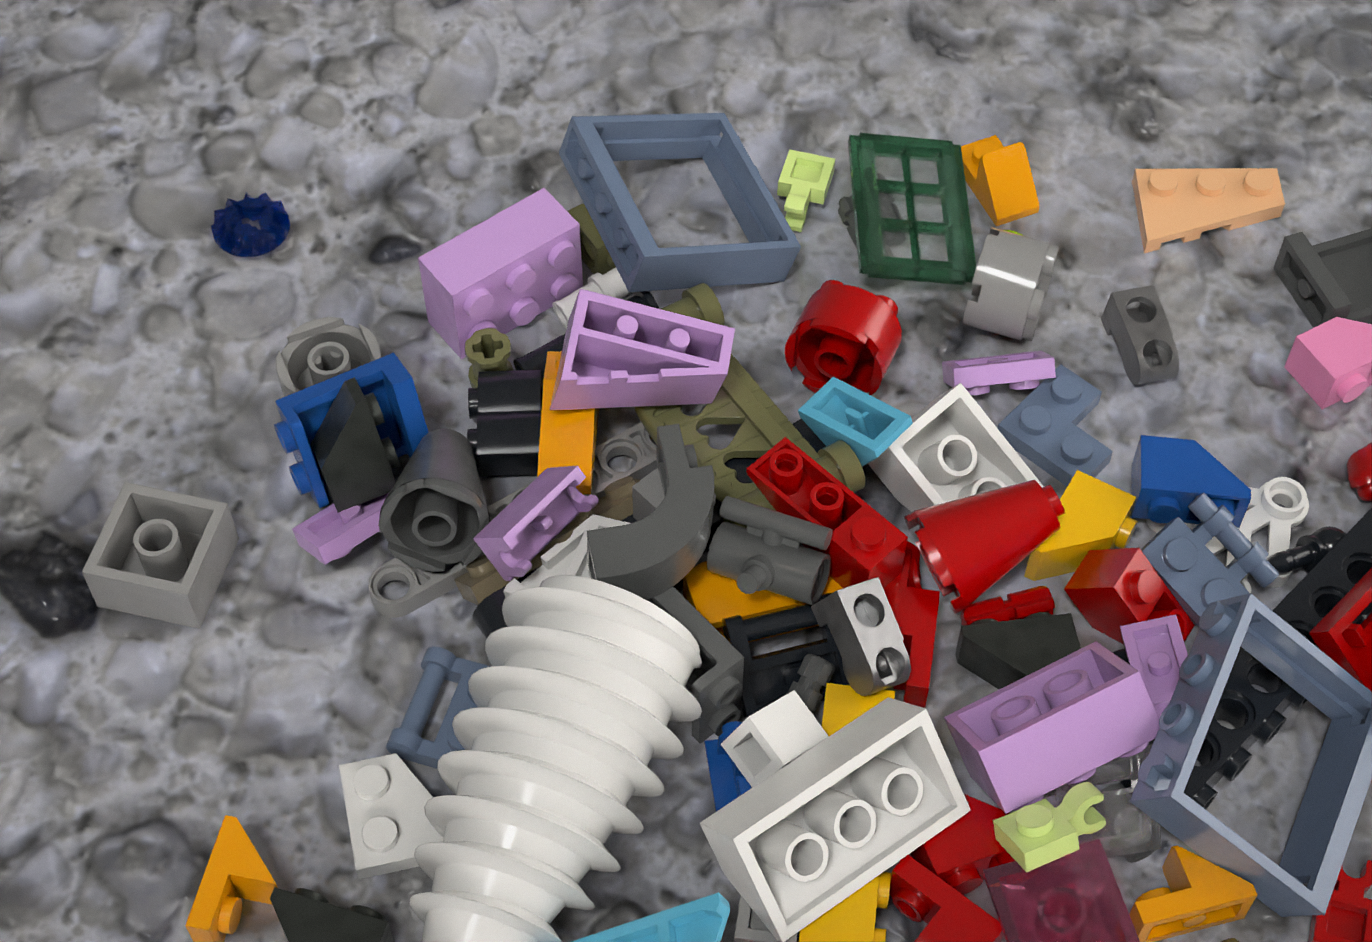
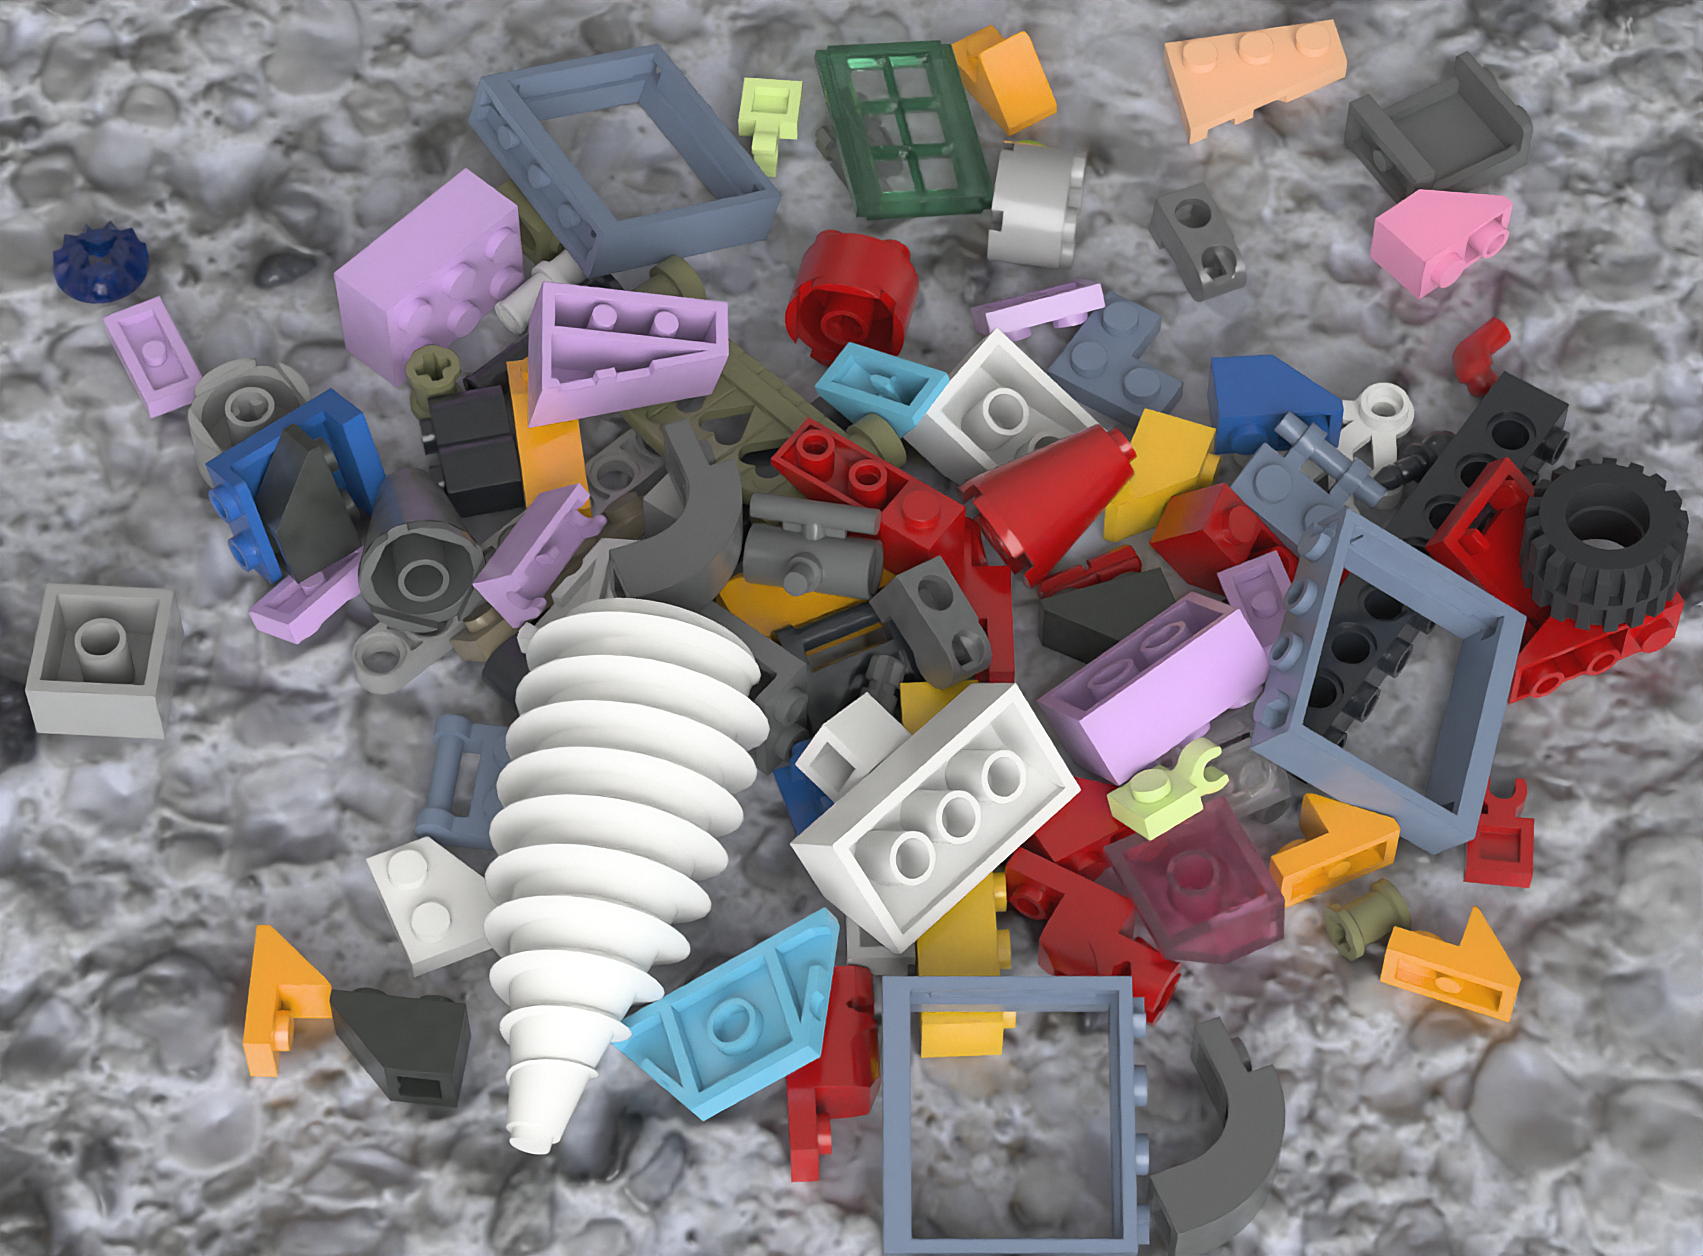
camera: 10 degrees left, 0 degrees up
(270, 303) = (153, 356): none -> lavender plate

